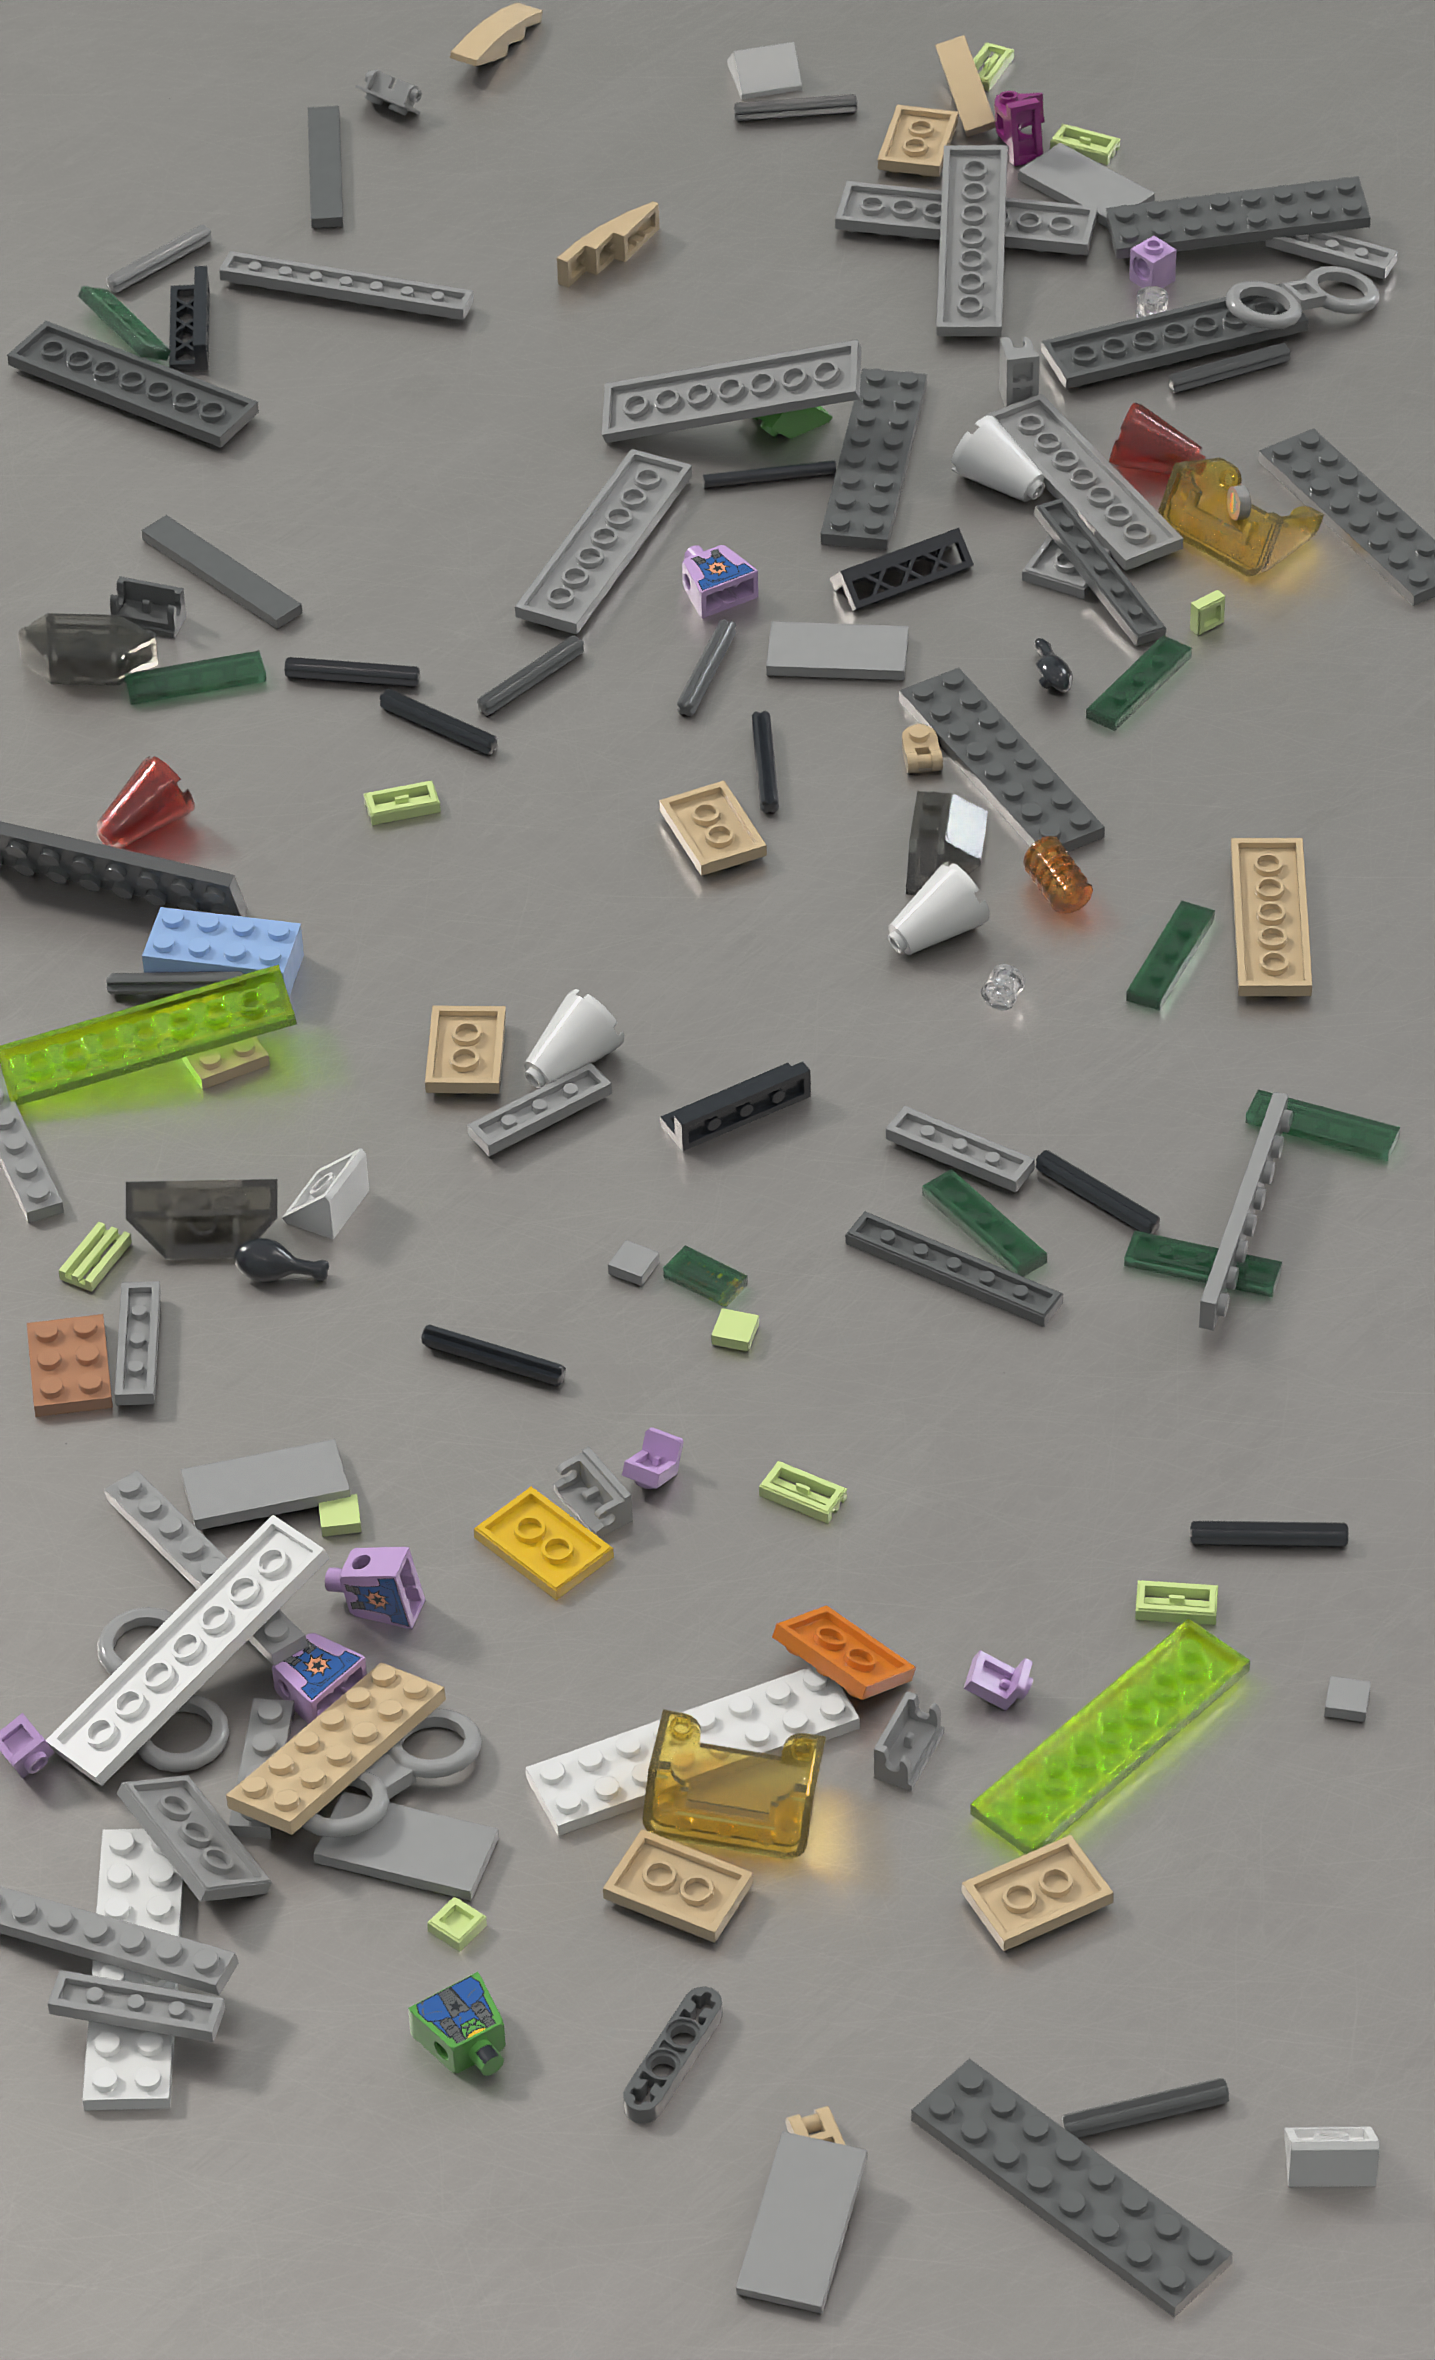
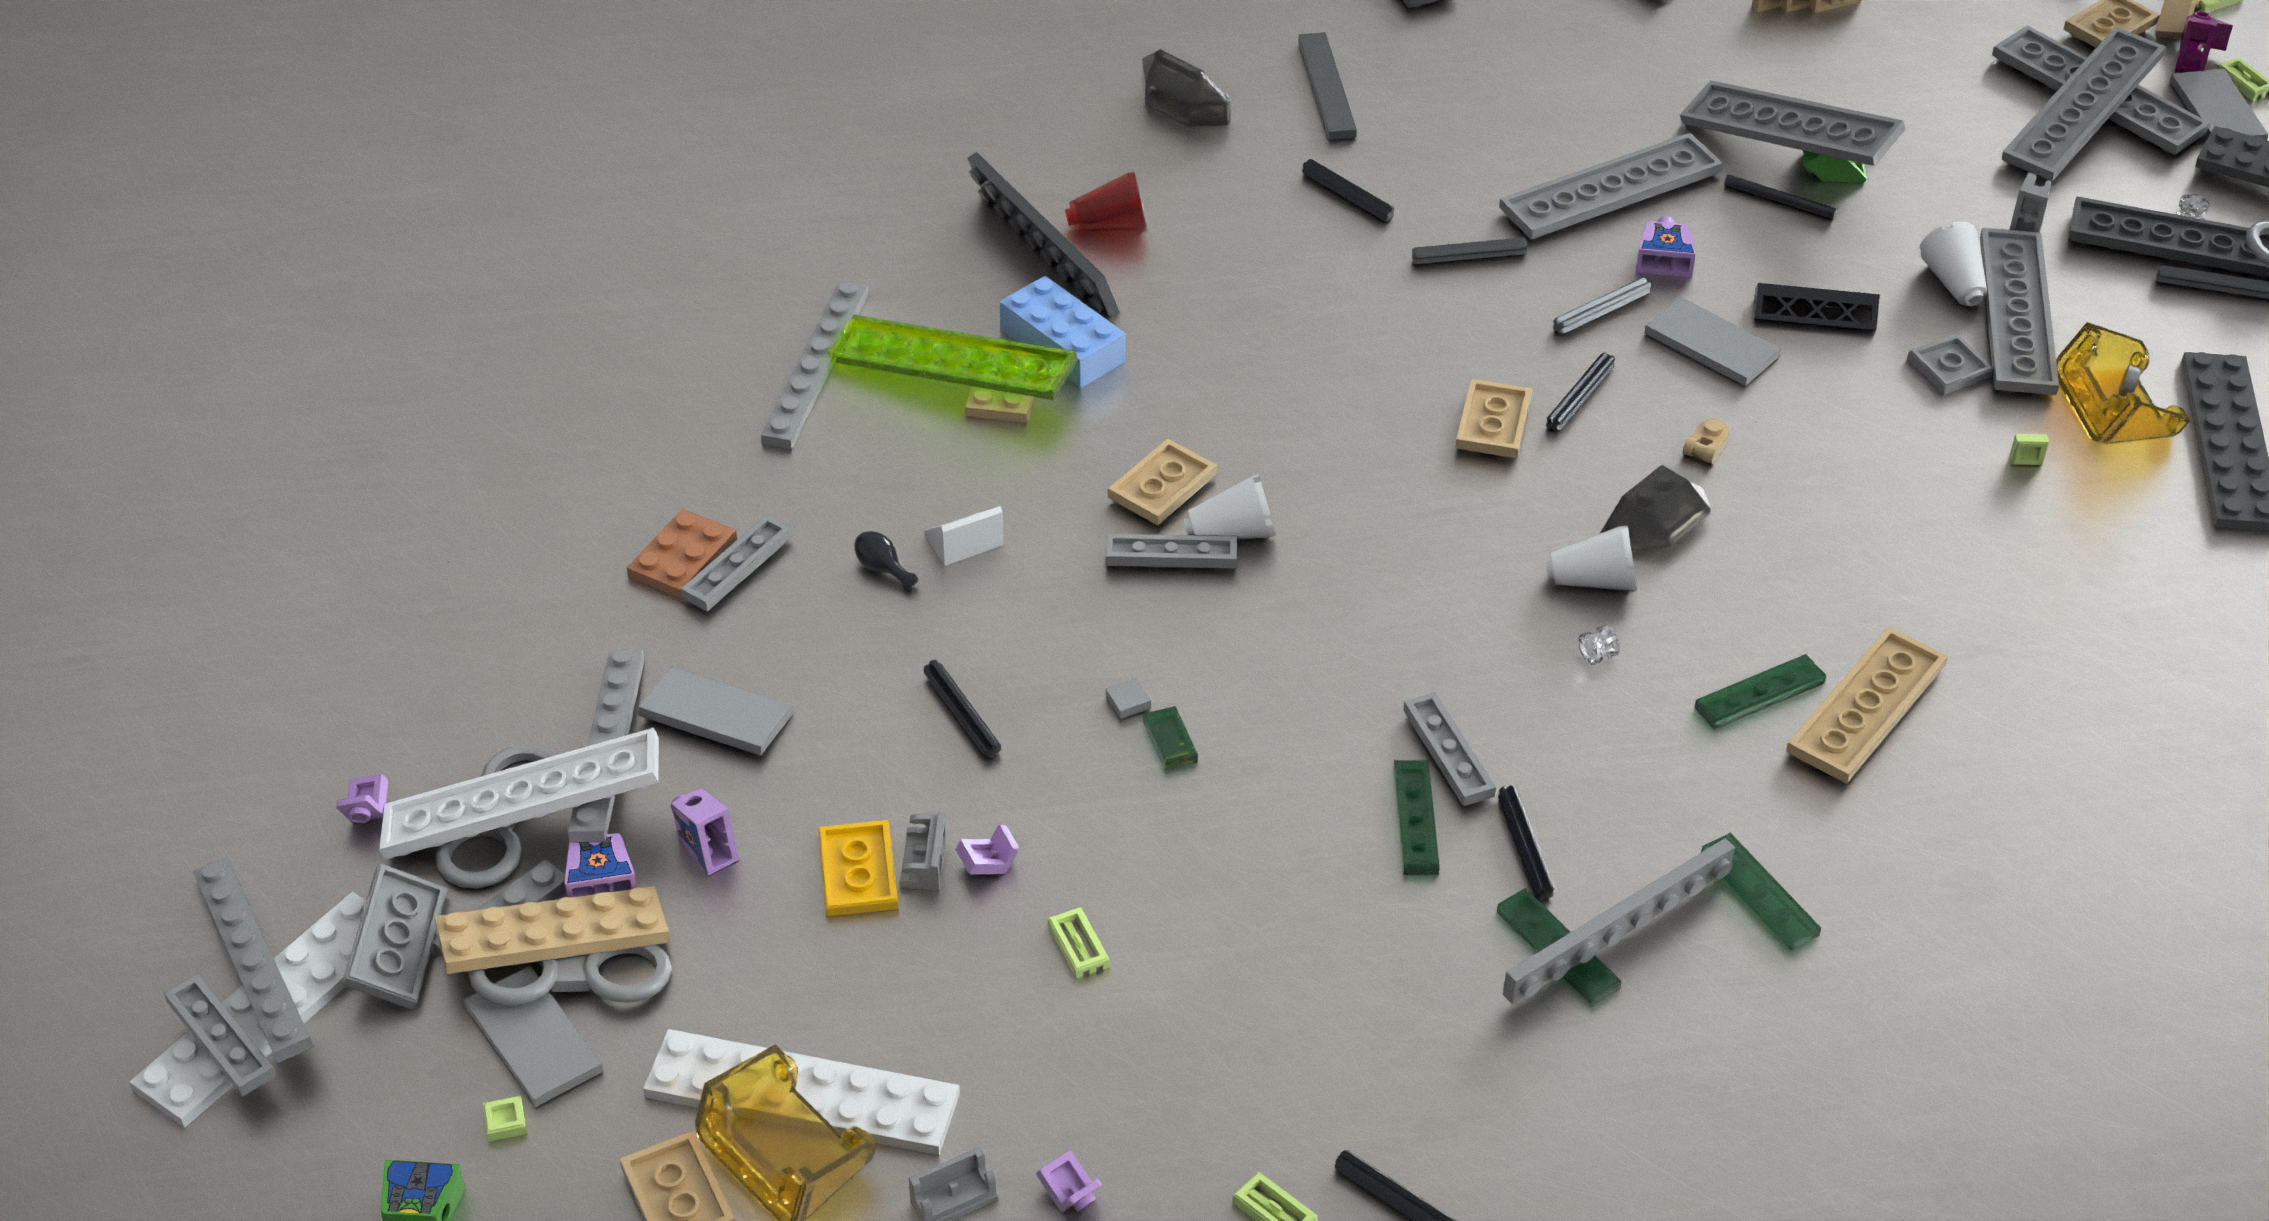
camera: 35 degrees right, 0 degrees up
(89, 1254) = (775, 489): yellowish green tile -> none
(150, 605) = (1251, 84): dark grey hinge -> none
(163, 982) = (1004, 328): dark grey axle -> none
(195, 677) = (1239, 144): clear green tile -> none
(201, 1215) = (858, 496): clear smoke wedge -> none
(340, 1516) = (742, 763): yellowish green tile -> none
(402, 802) = (1294, 292): yellowish green tile -> none
(438, 721) = (1373, 251): black axle -> none
(735, 1329) = (1151, 789): yellowish green tile -> none
(738, 1105) = (1316, 626): black fence -> none
(843, 1652) = (972, 1086): orange plate -> none
(874, 459) = (1869, 222): dark grey plate -> none
(954, 1268) = (1360, 839): dark grey tile -> none
(1000, 761) = (1761, 484): dark grey plate -> none
(1052, 668) = (1863, 431): black piece -> none
(1057, 875) = (1719, 583): clear orange piece -> none
(1100, 571) = (1968, 379): dark grey tile -> none
(1138, 683) = (1927, 476): clear green tile -> none
(1151, 443) = (2092, 301): clear red cone -> none
(1152, 263) = (2218, 181): lavender brick -> none

